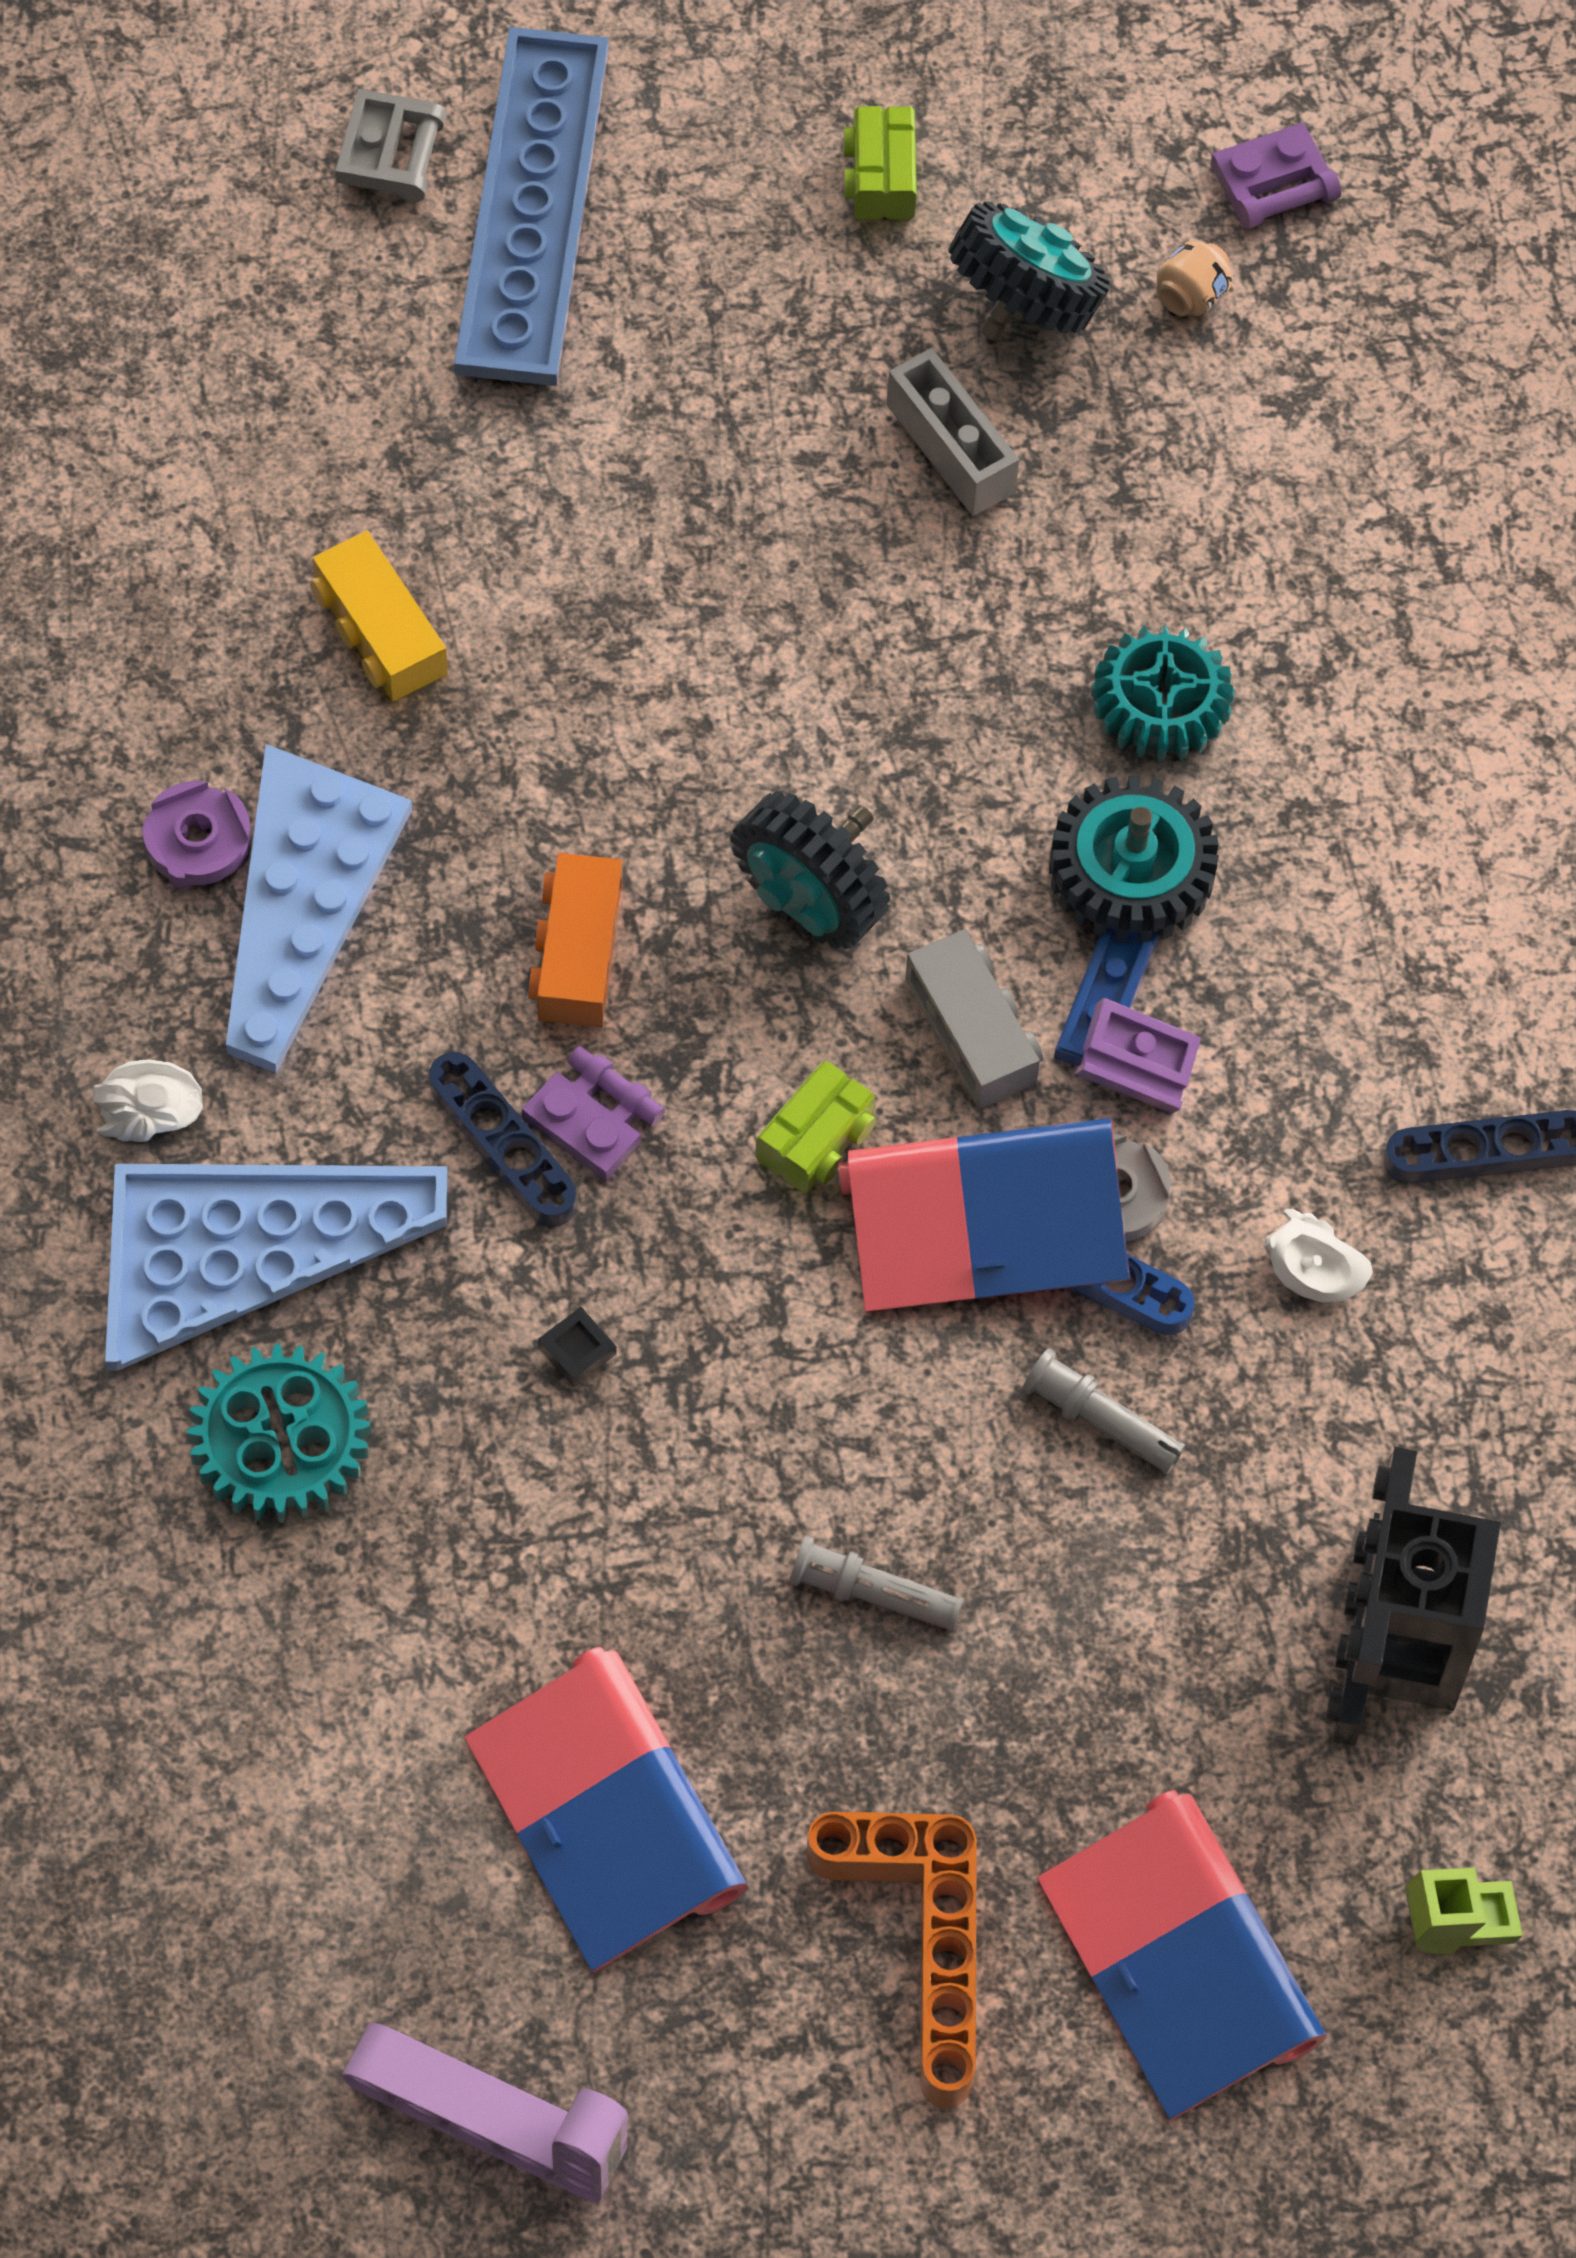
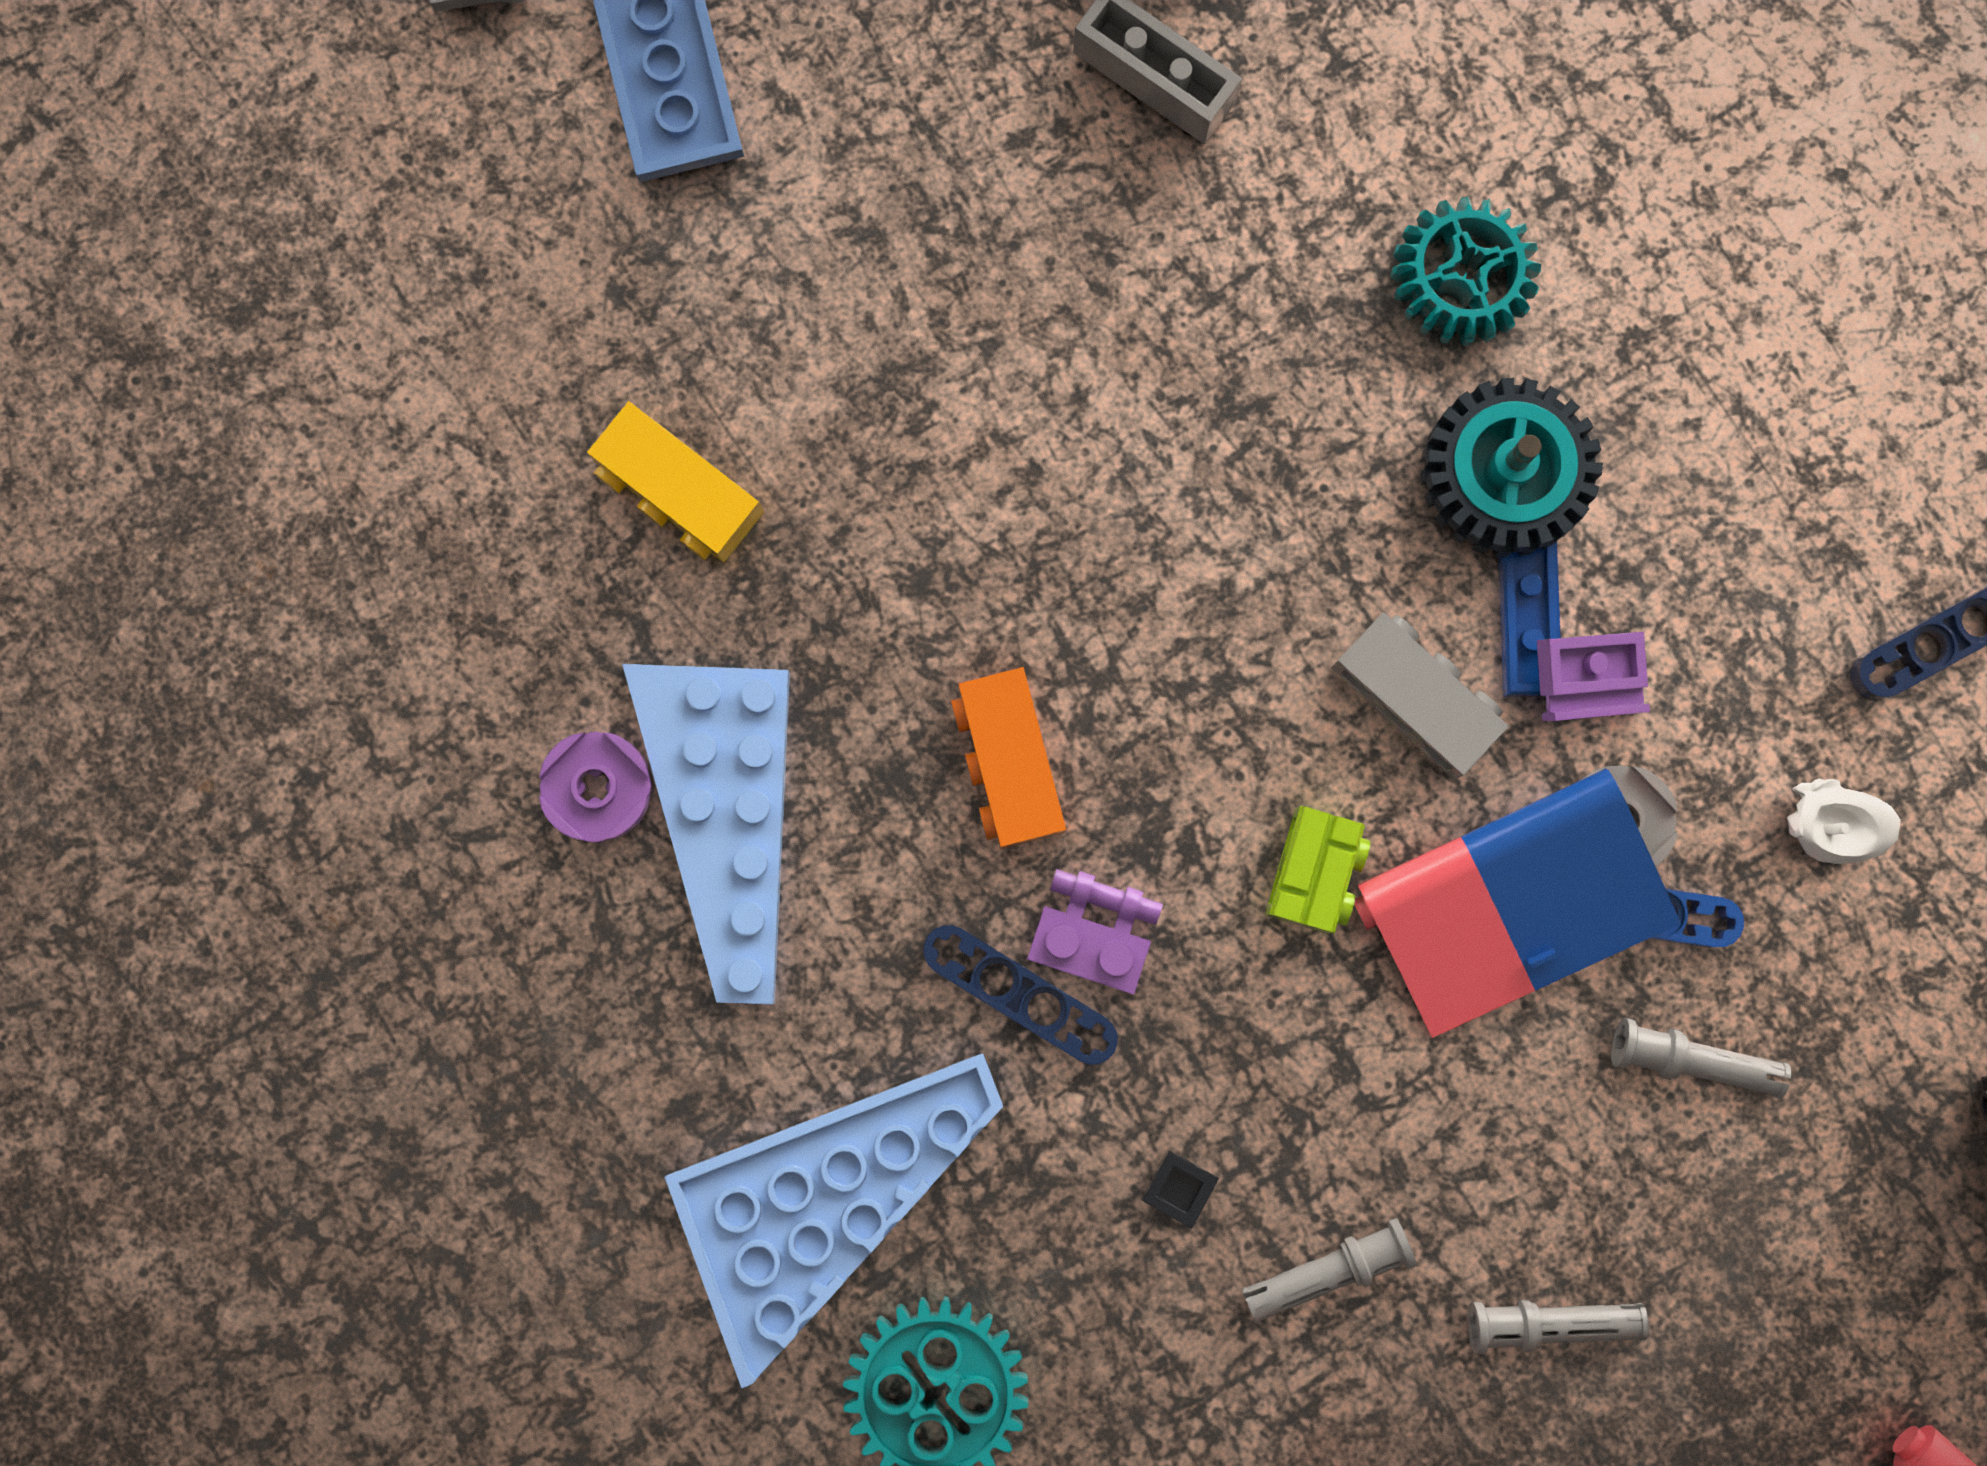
camera: 15 degrees left, 20 degrees up
(147, 1100) = (666, 1090): white hat -> none
(712, 1465) = (1354, 1262): none -> light grey pin
(811, 868) = (1218, 613): black wheel -> none

